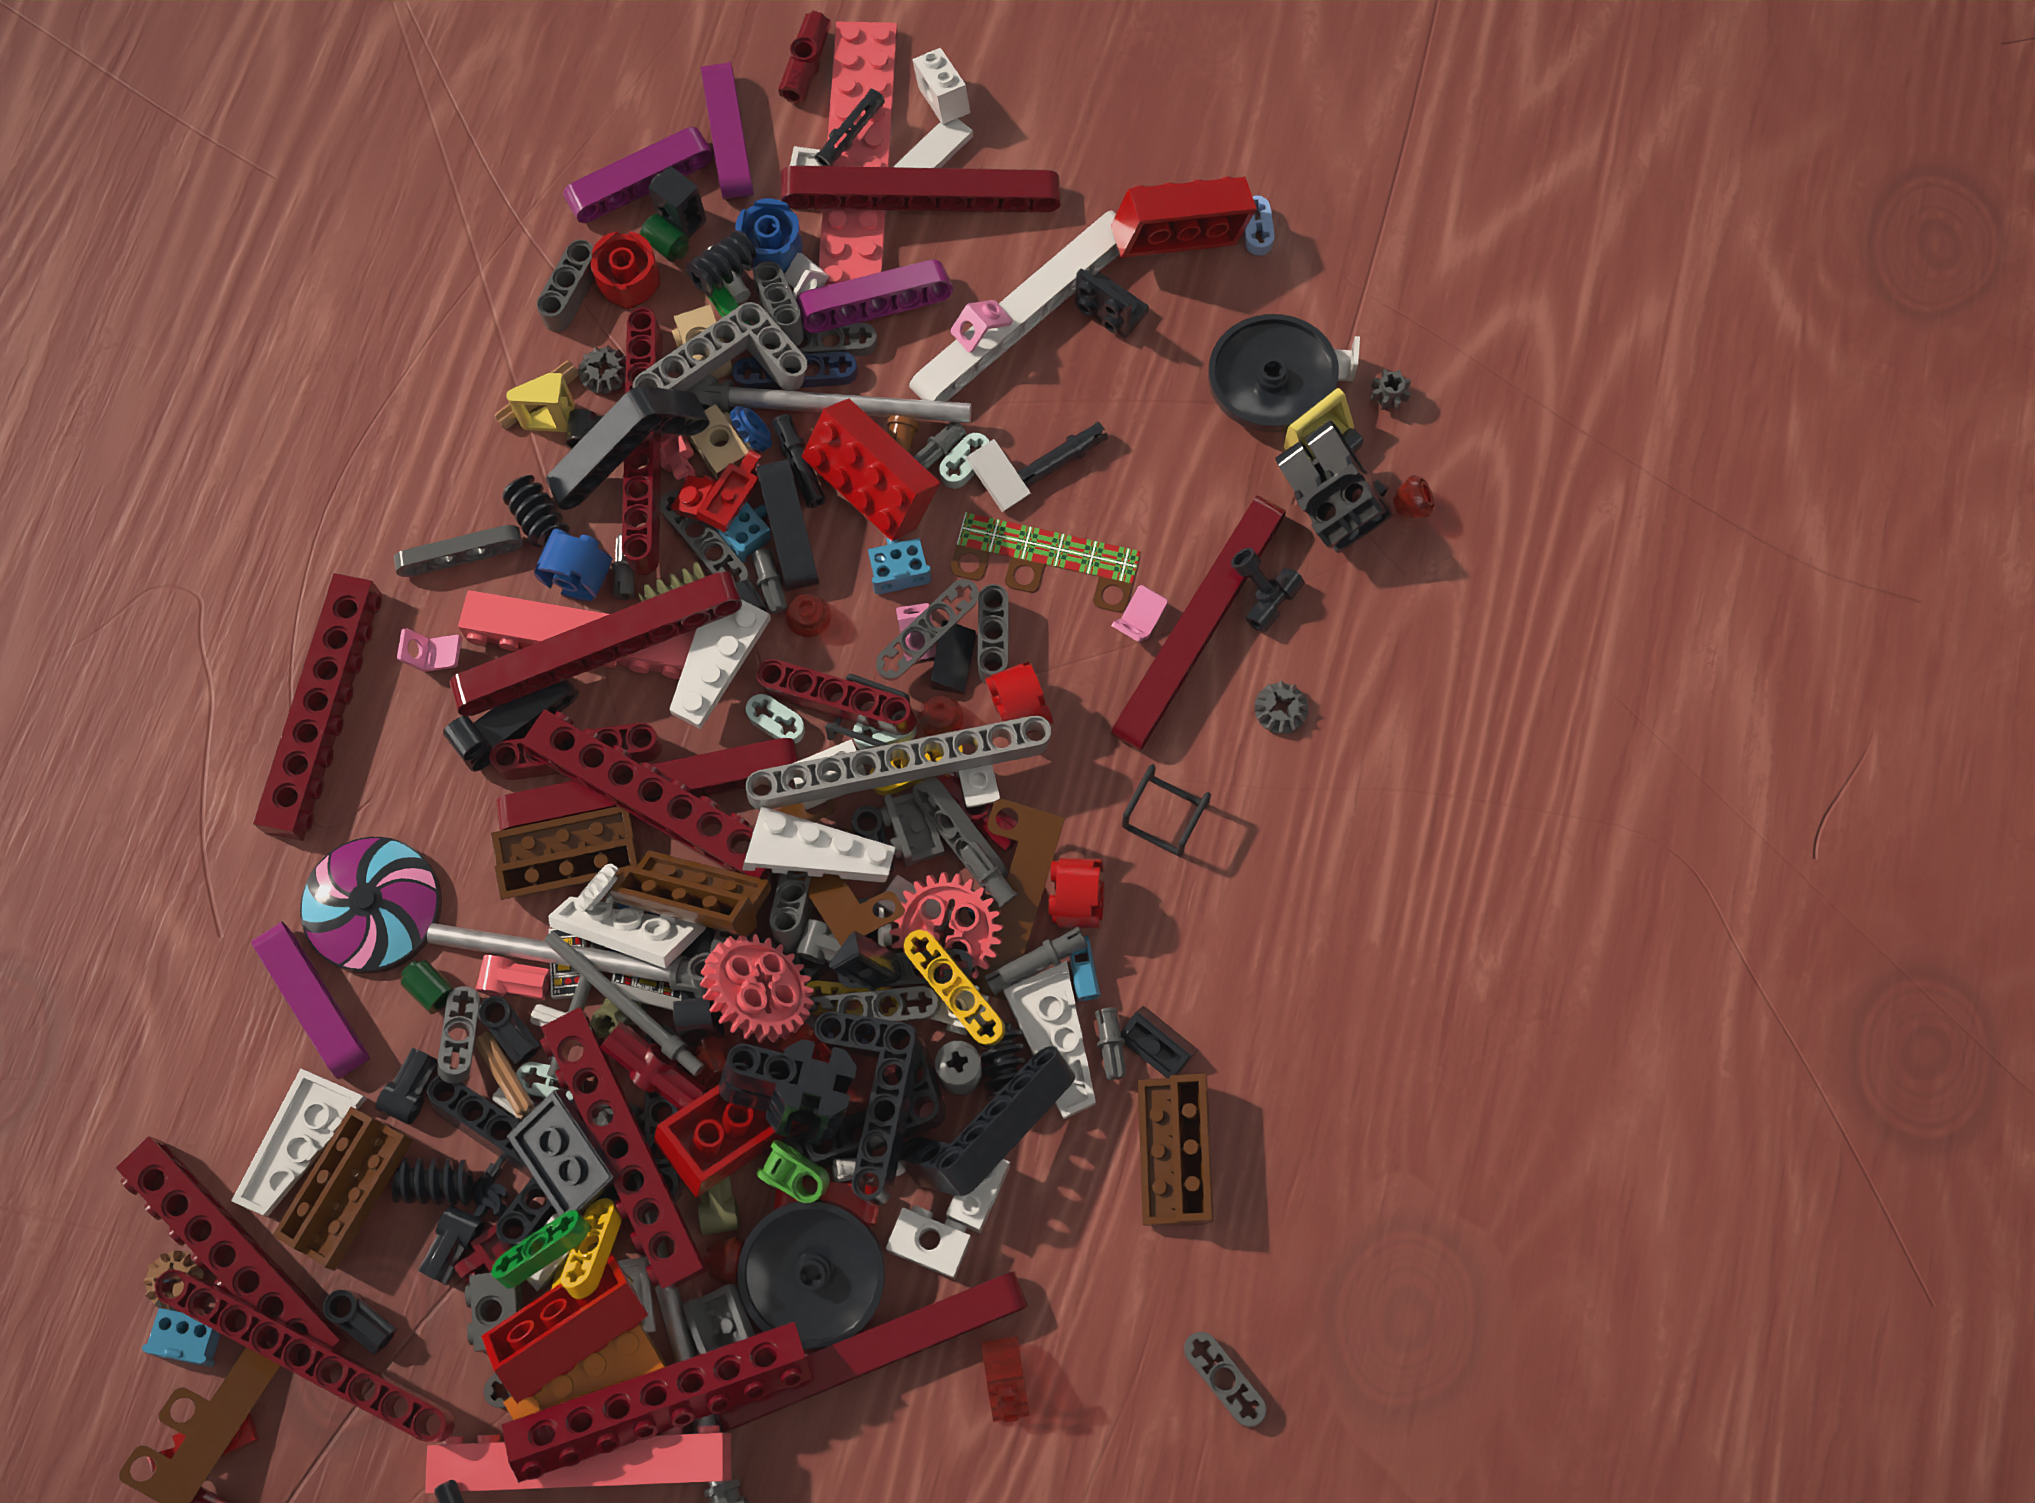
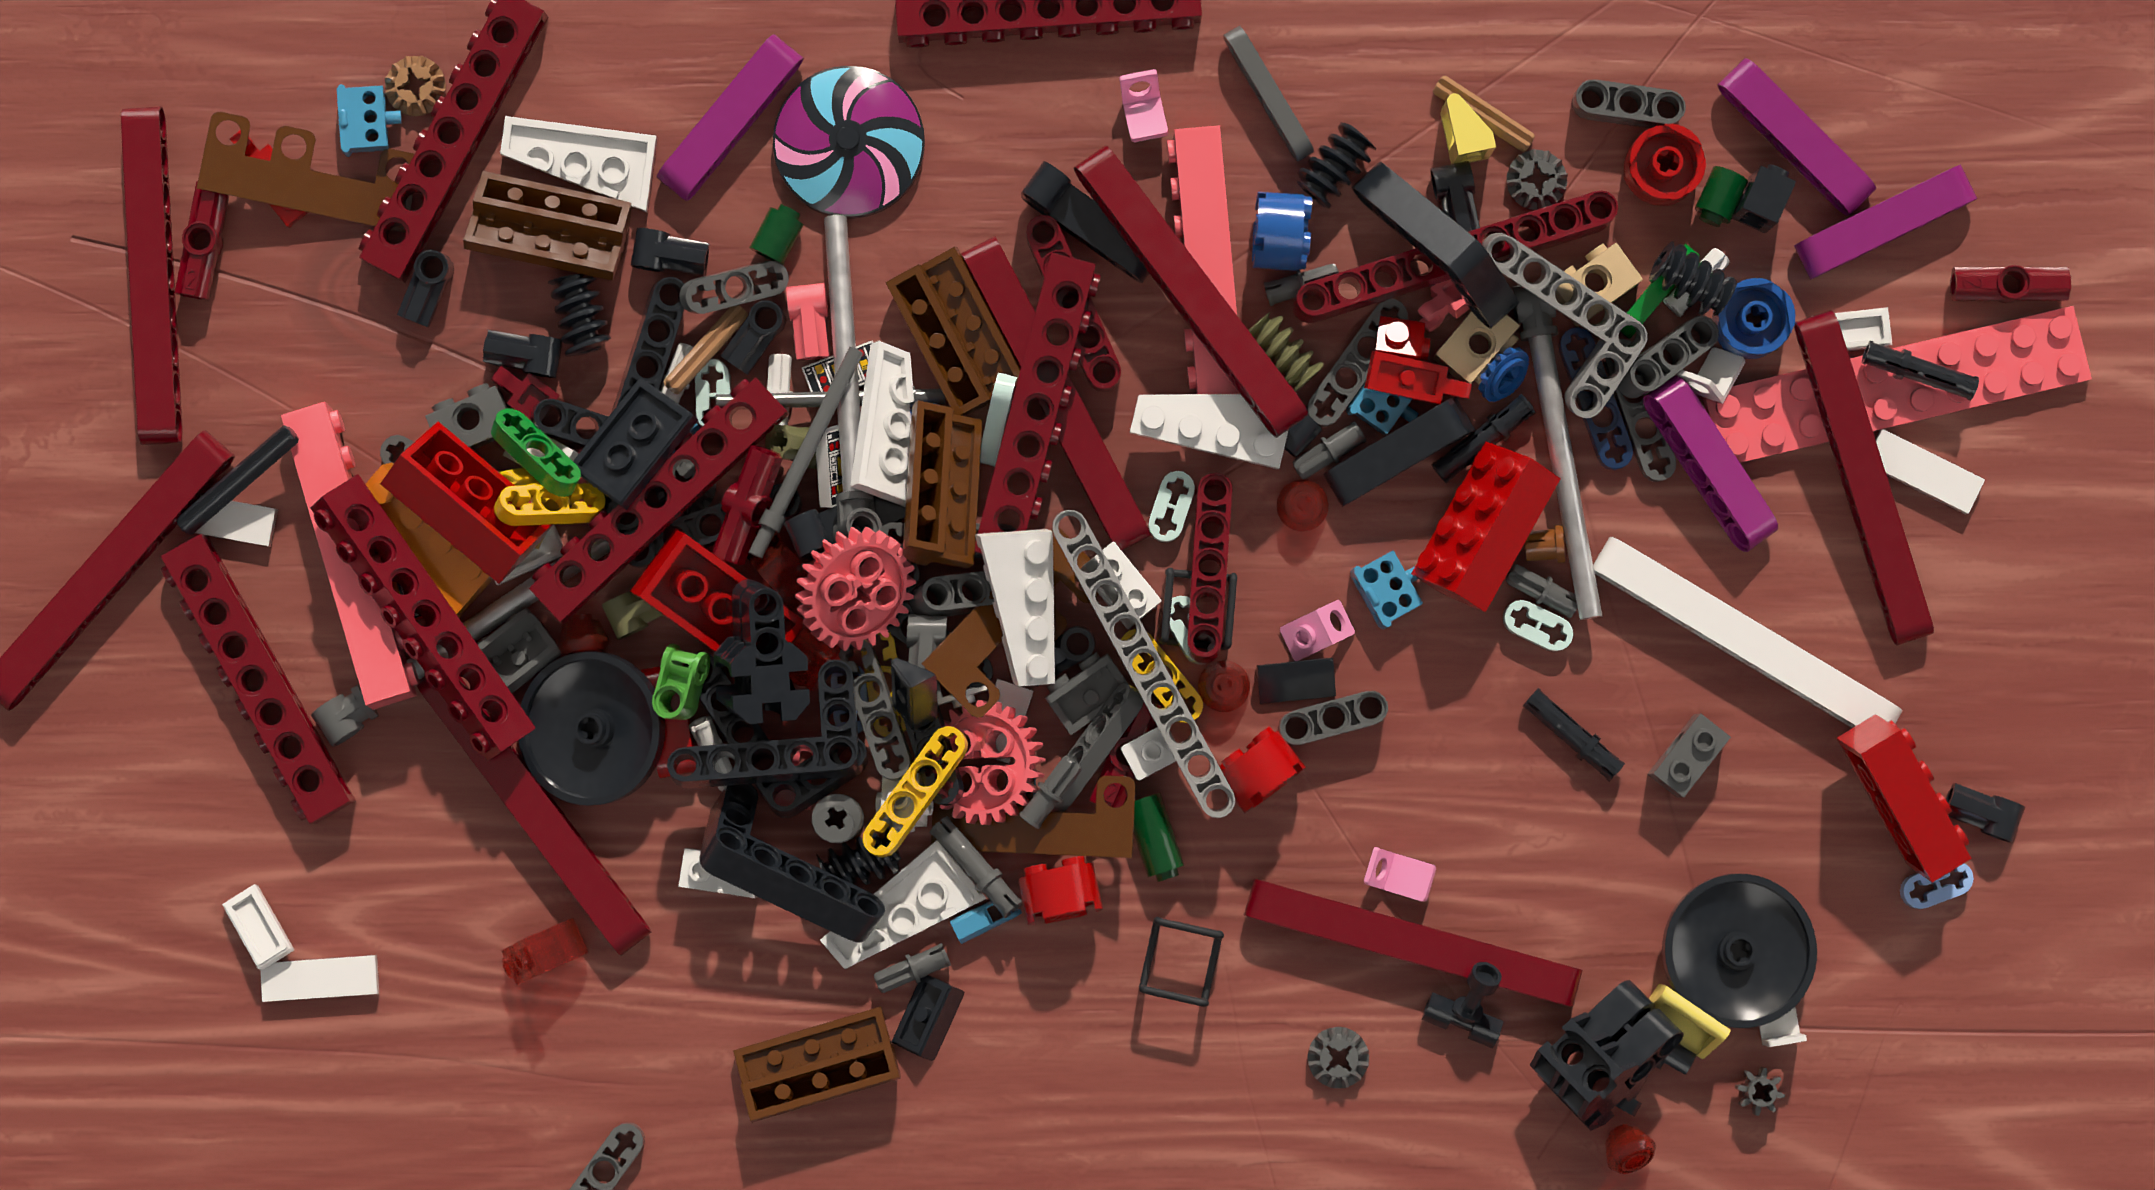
camera: 70 degrees right, 15 degrees up
(286, 1354) = (368, 234): dark red beam -> none
(488, 1194) = (582, 375): black piece -> none
(597, 888) = (919, 384): white gear -> none
(648, 831) = (997, 418): none -> light aqua beam
(927, 629) = (1309, 650): dark grey beam -> none
(941, 86) = (2012, 461): white brick -> none
(945, 1257) = (642, 856): white brick -> none
(983, 316) = (1708, 601): bright pink bracket -> none
(998, 475) = (1526, 669): white tile -> none
(1038, 547) = (1458, 739): piece -> none
(1064, 802) = (1156, 838): none -> dark green brick
(1104, 371) = (1689, 755): none -> dark grey brick
(1108, 303) = (1783, 738): black bracket -> none
(1215, 165) = (1993, 814): none -> black piece

